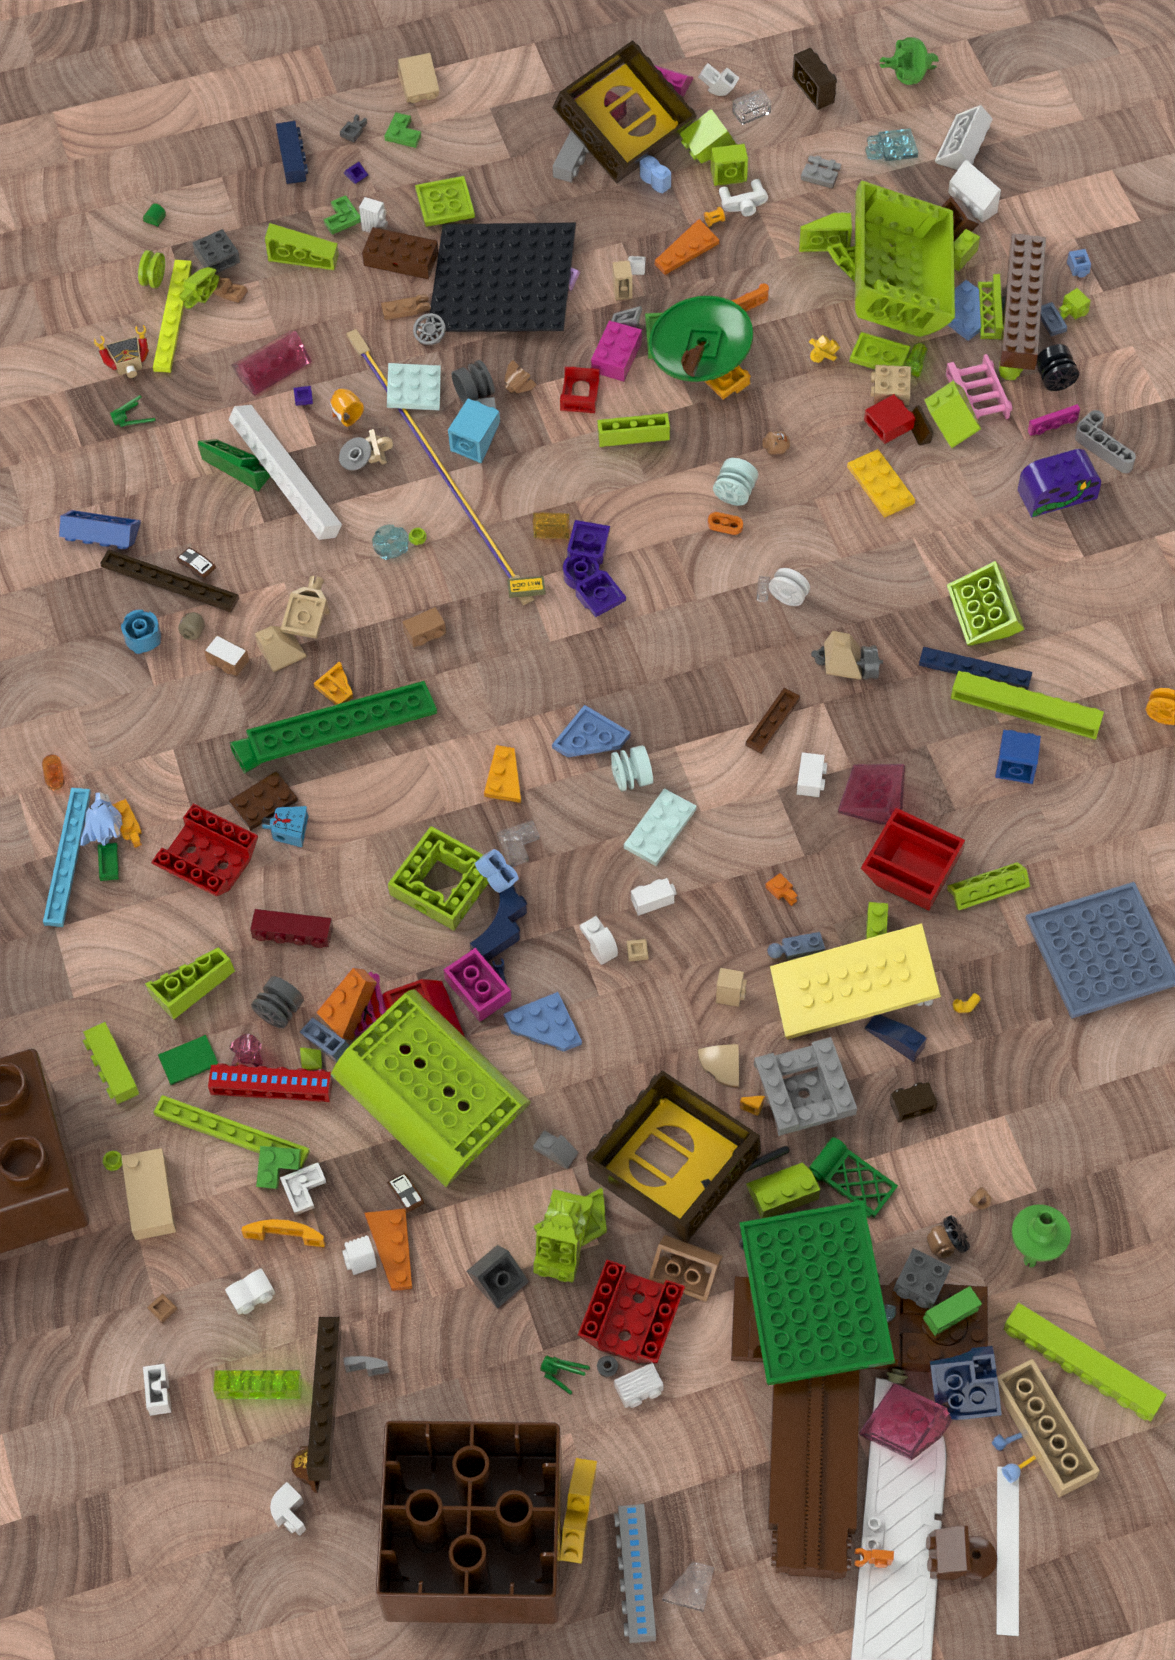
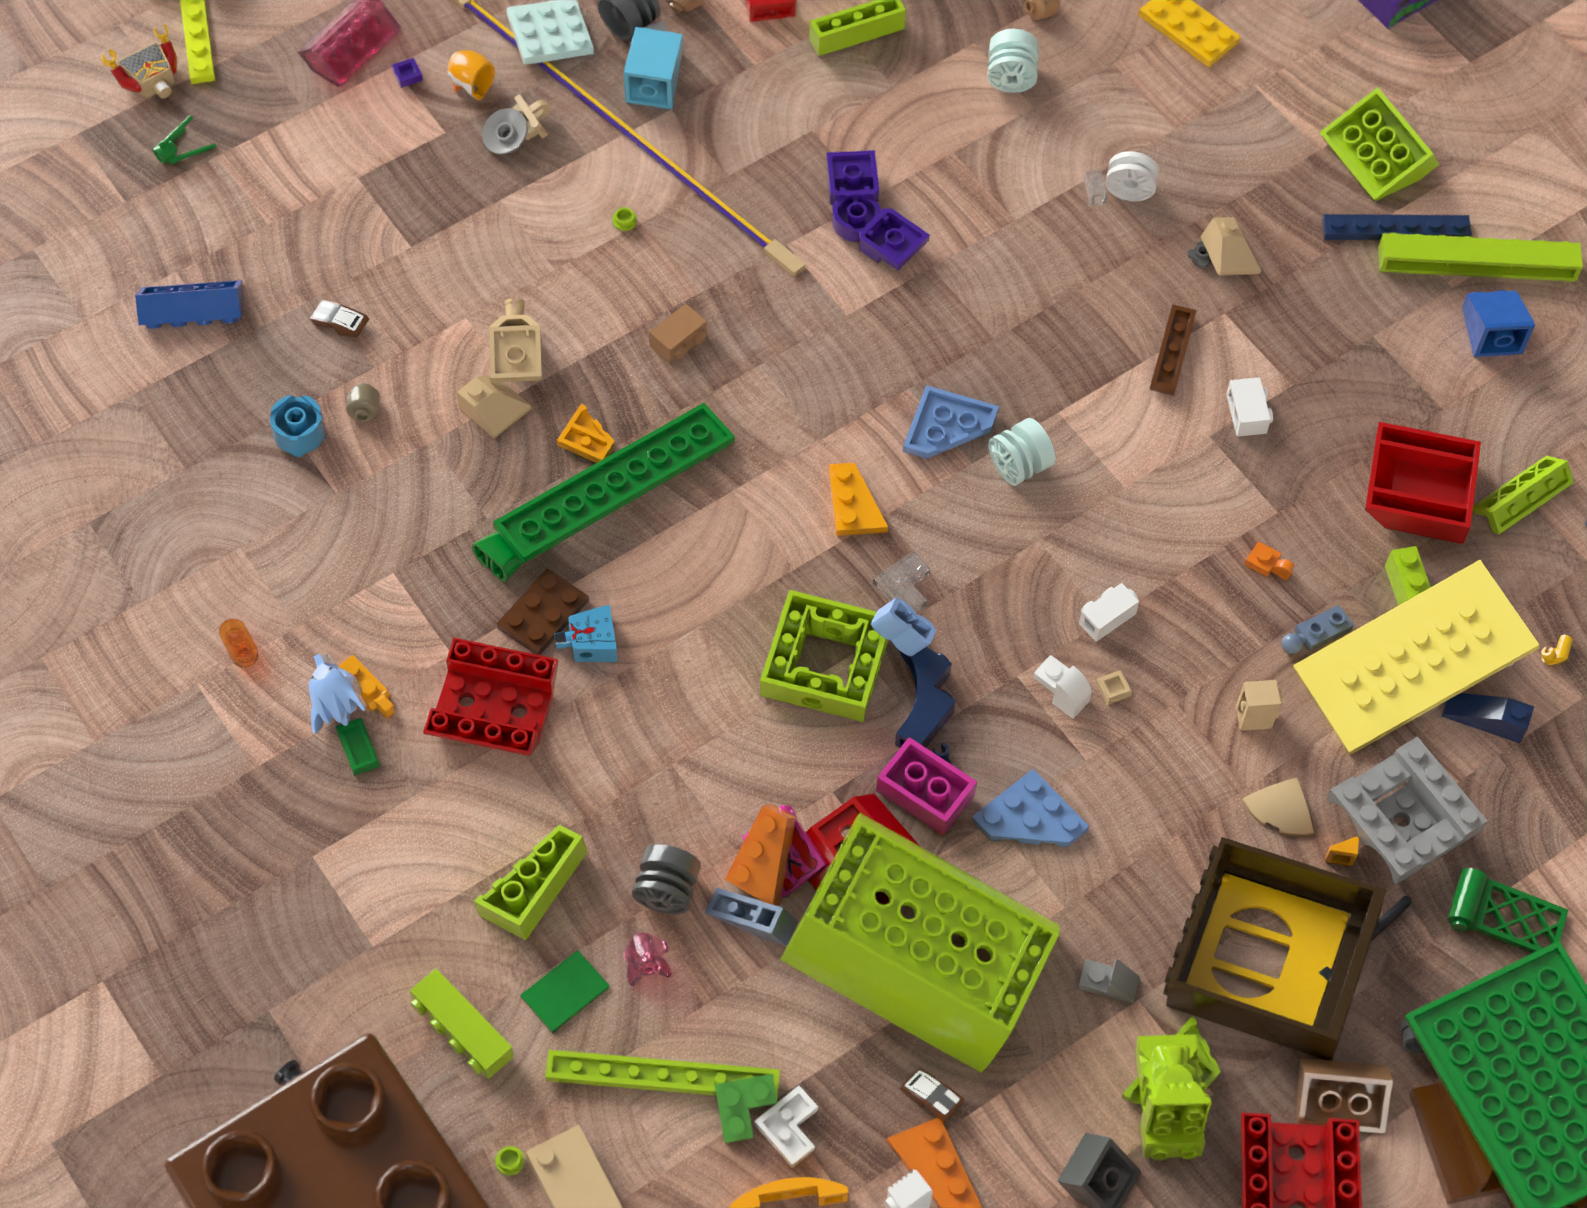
camera: 20 degrees left, 0 degrees up
(66, 857) = (298, 755): medium azure plate -> none
(169, 580) = (311, 350): dark brown plate -> none
(226, 655) = (425, 431): brick -> none
(234, 462) = (345, 178): green slope -> none
(270, 1082) = (693, 992): red brick -> none
(285, 472) = (420, 174): white brick -> none
(291, 928) = (645, 774): dark red brick -> none
(311, 1059) = (734, 946): lime slope -> none
(392, 550) = (591, 245): clear light blue plate -> none
(526, 586) = (792, 251): tile -> none
(551, 525) = (796, 166): clear yellow brick -> none
(660, 827) = (1081, 520): light aqua plate -> none
(726, 523) = (1016, 116): orange plate -> none
(784, 1190) = (1427, 954): lime slope -> none
(869, 662) = (1269, 247): dark grey wheel -> none
(873, 792) = (1337, 410): clear pink slope -> none
(913, 1101) = (1545, 794): dark brown brick -> none

